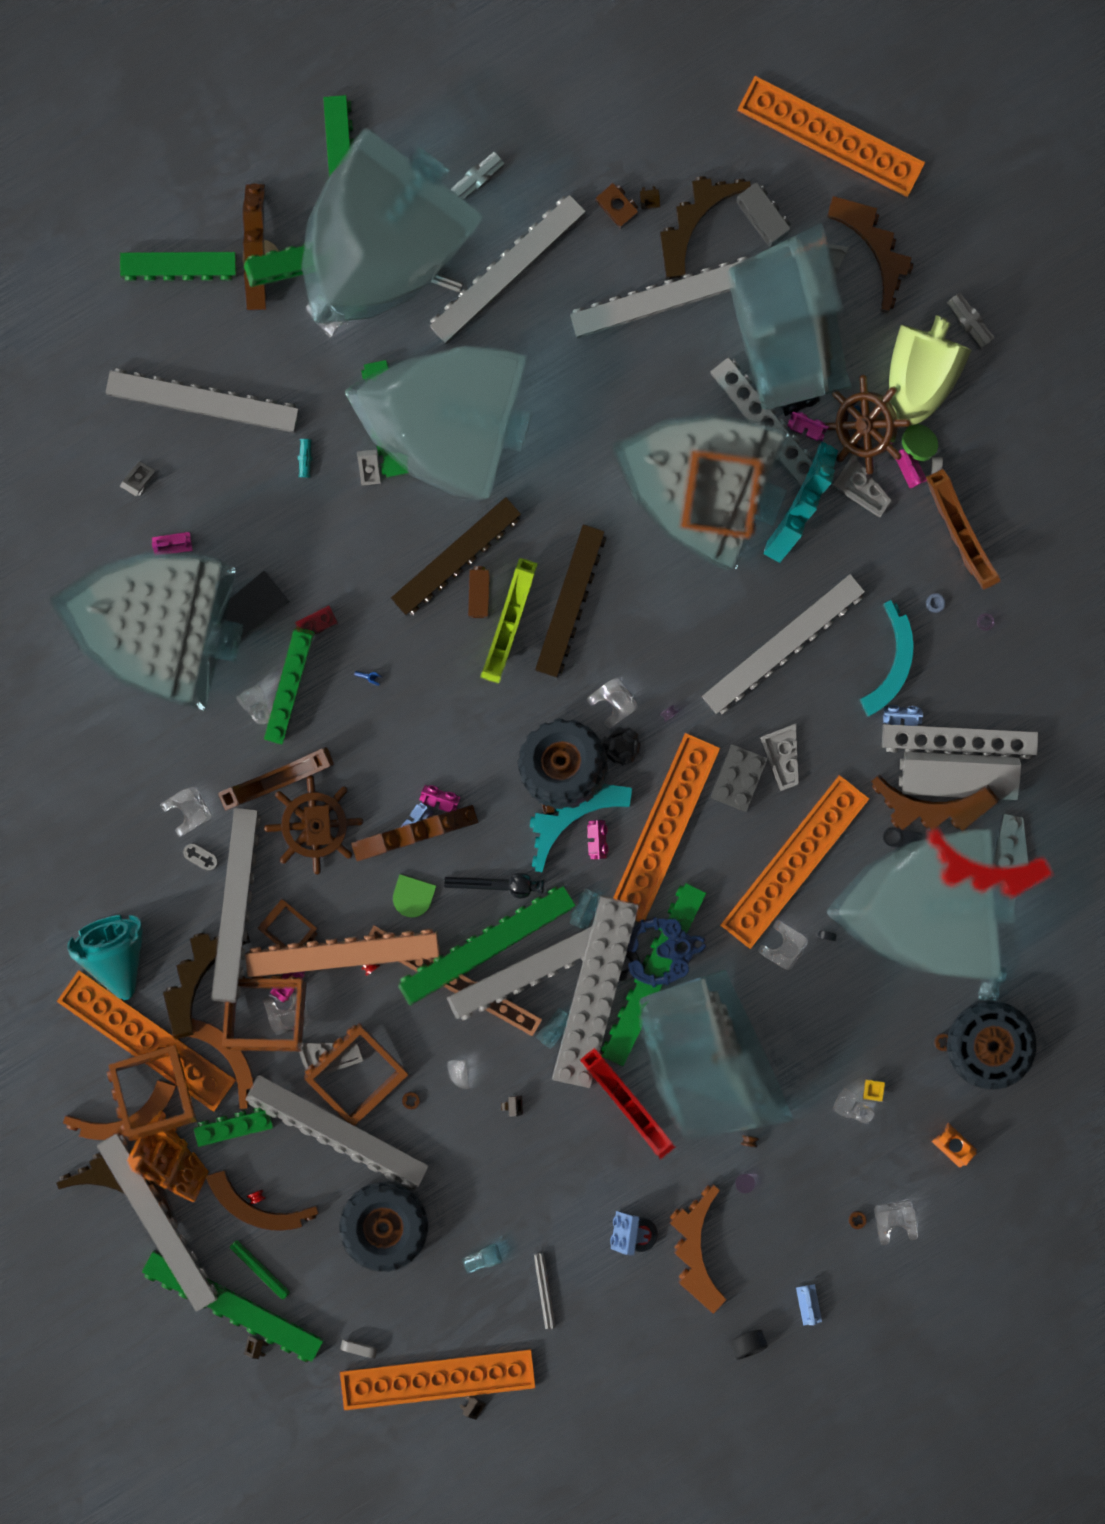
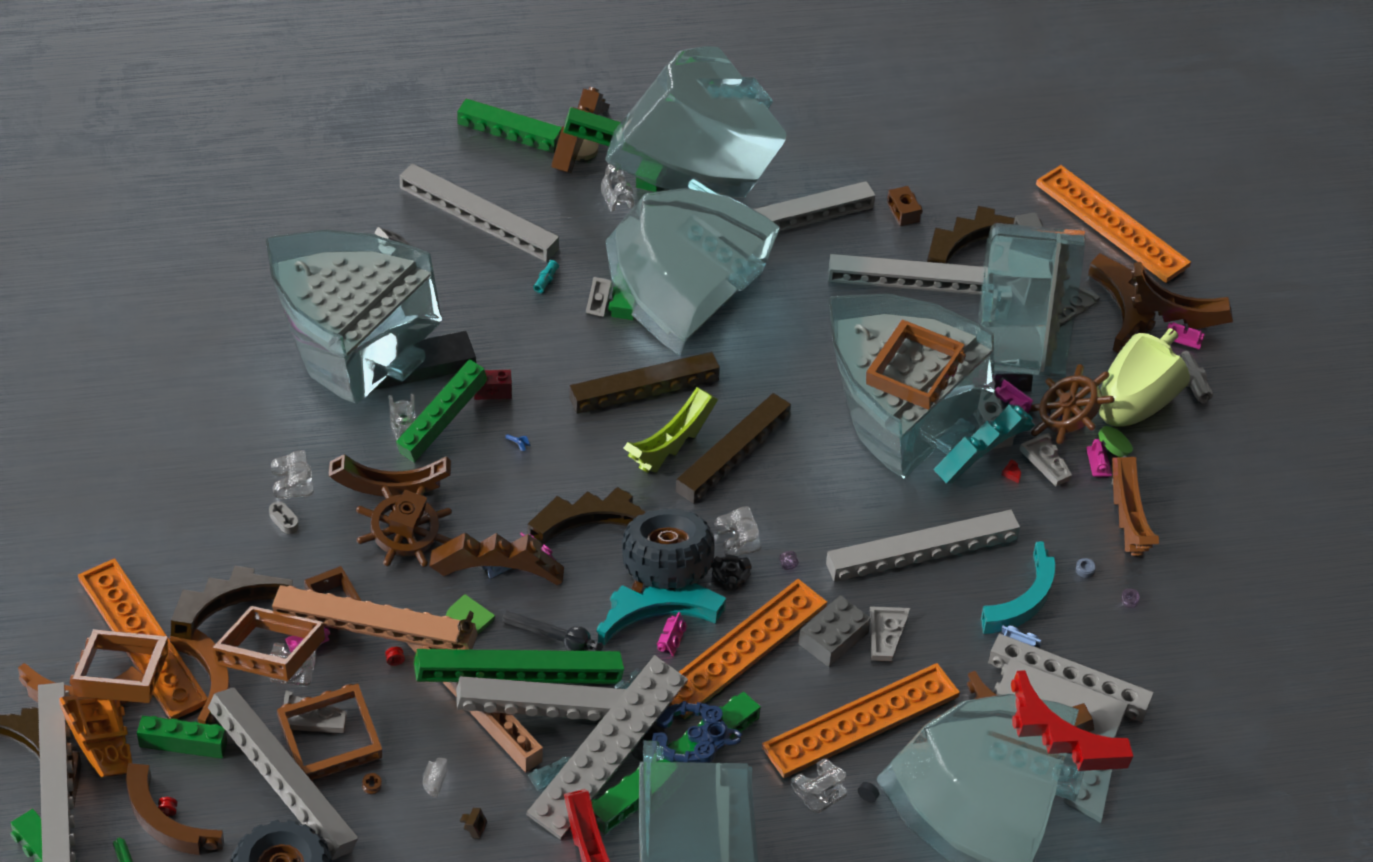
camera: 20 degrees right, 40 degrees down
(110, 952) = (153, 548): teal cone -> none
(235, 905) = (292, 553): light grey brick -> none
(430, 944) = (465, 627): none -> dark brown piece
(478, 176) = (795, 152): light grey piece -> none
(478, 592) = (652, 408): reddish brown window -> none
(492, 721) = (588, 510): none -> dark brown arch
(649, 198) = (935, 210): dark brown tile -> none
(834, 514) = (1012, 471): none -> red tile
(921, 247) = (1171, 306): none -> reddish brown arch
(945, 266) = (1190, 338): none -> dark pink hinge

